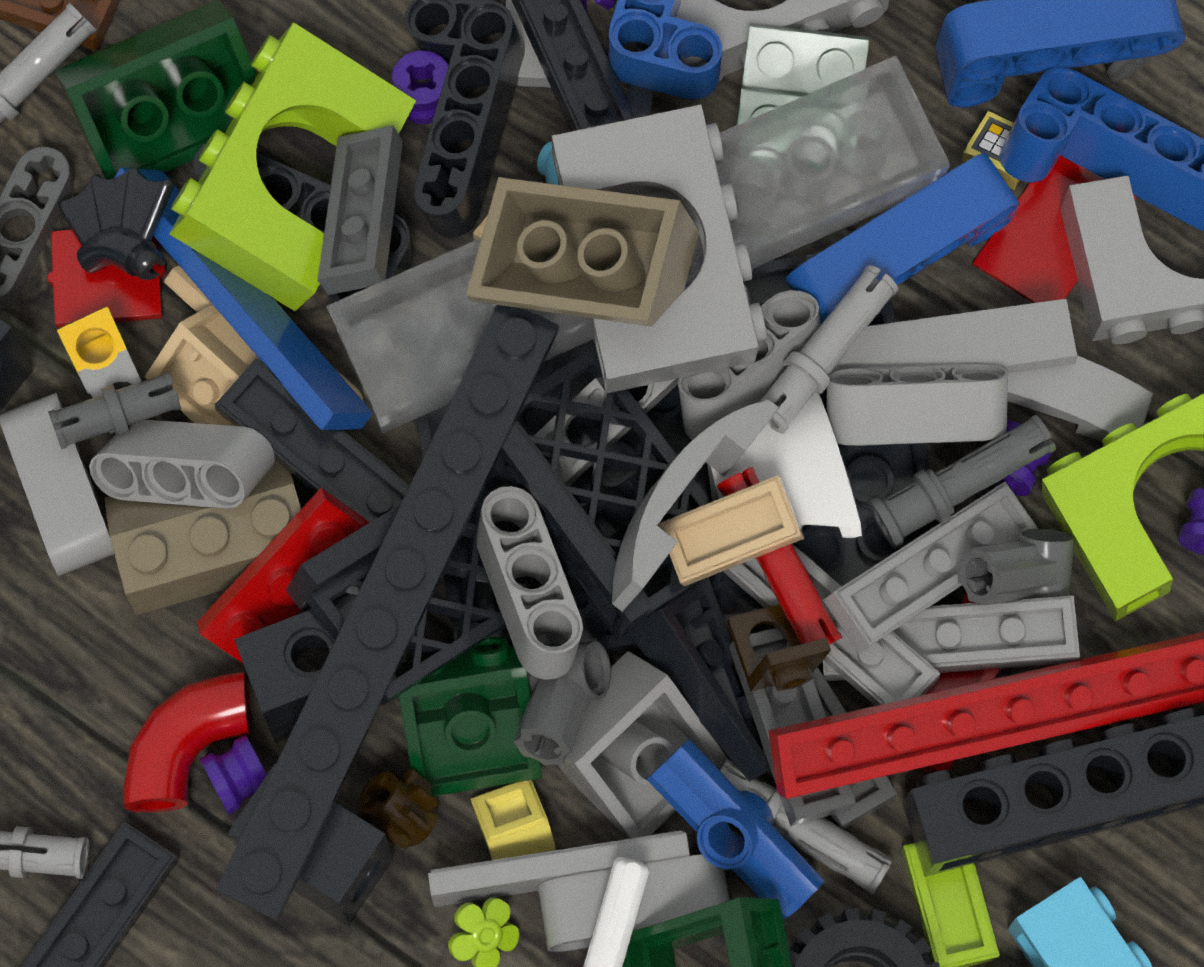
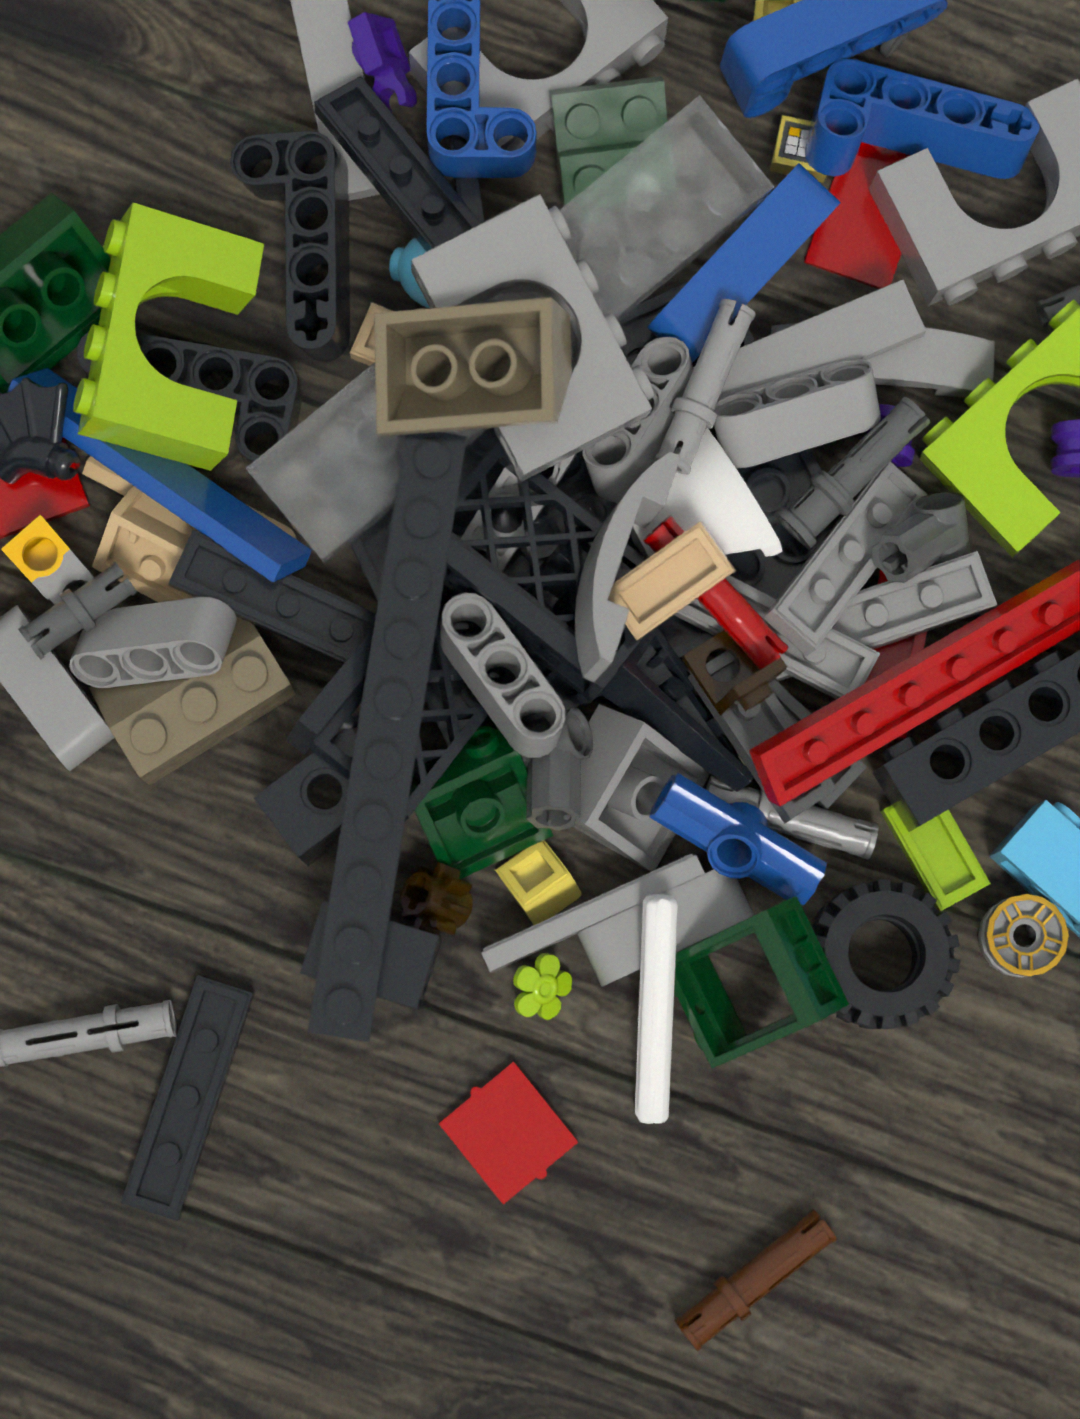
camera: 20 degrees left, 10 degrees up
(175, 736) = (220, 888): red cylinder -> none
(235, 773) = (284, 908): dark purple wheel -> none
(260, 592) = (259, 747): red plate -> none
(360, 210) = (247, 365): dark grey plate -> none
(421, 66) = (268, 232): dark purple wheel -> none

